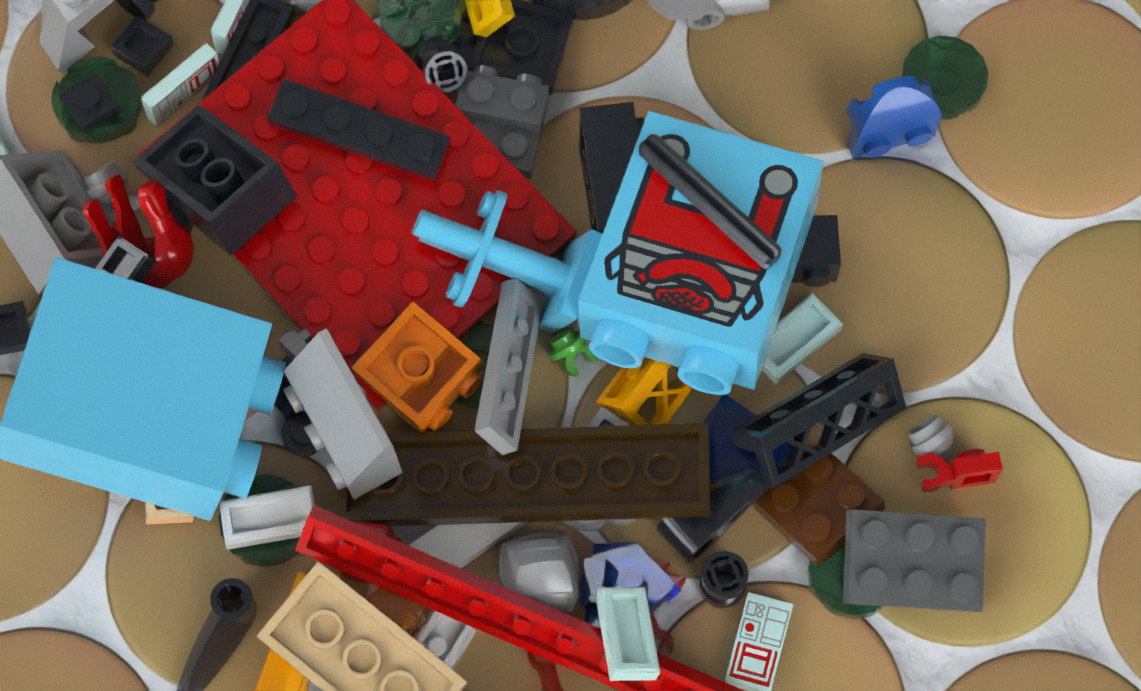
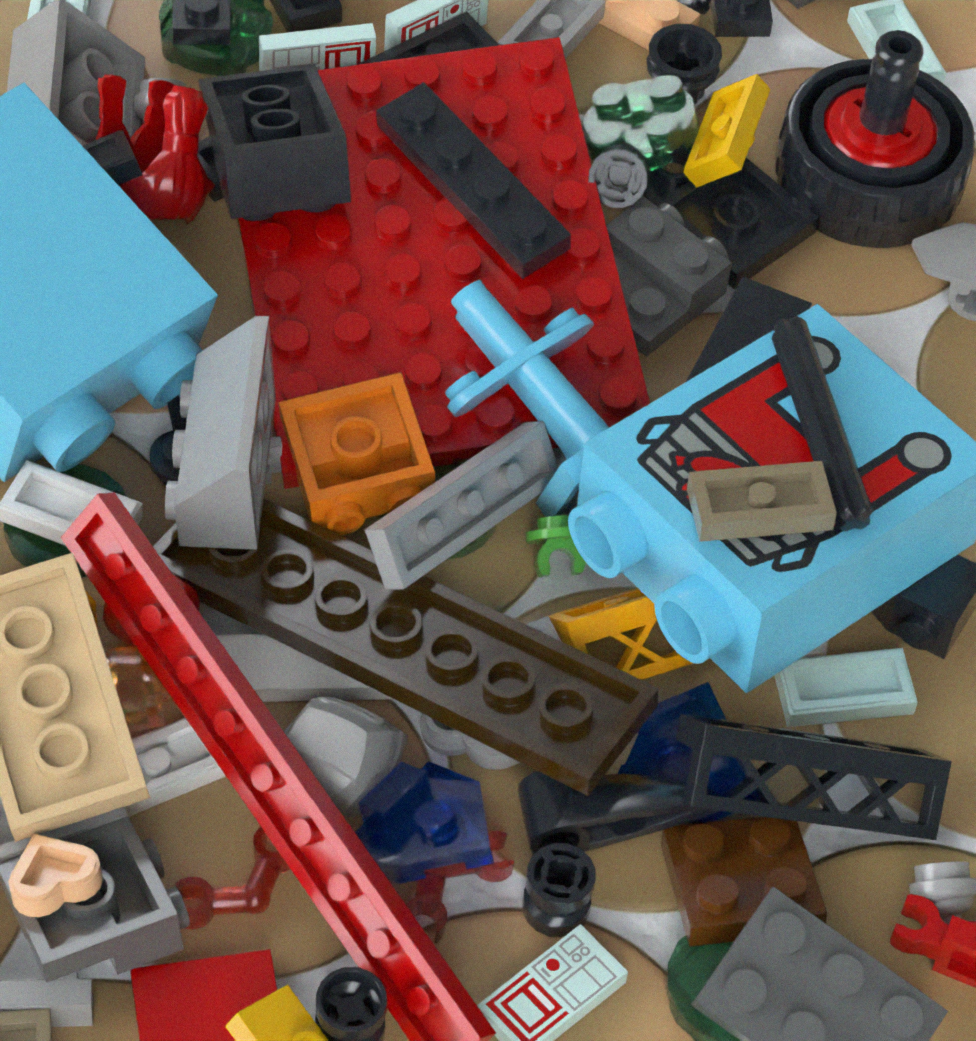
camera: 30 degrees right, 15 degrees down
(627, 633) = (383, 857): light aqua tile -> none
(713, 282) = (761, 501): none -> dark tan plate

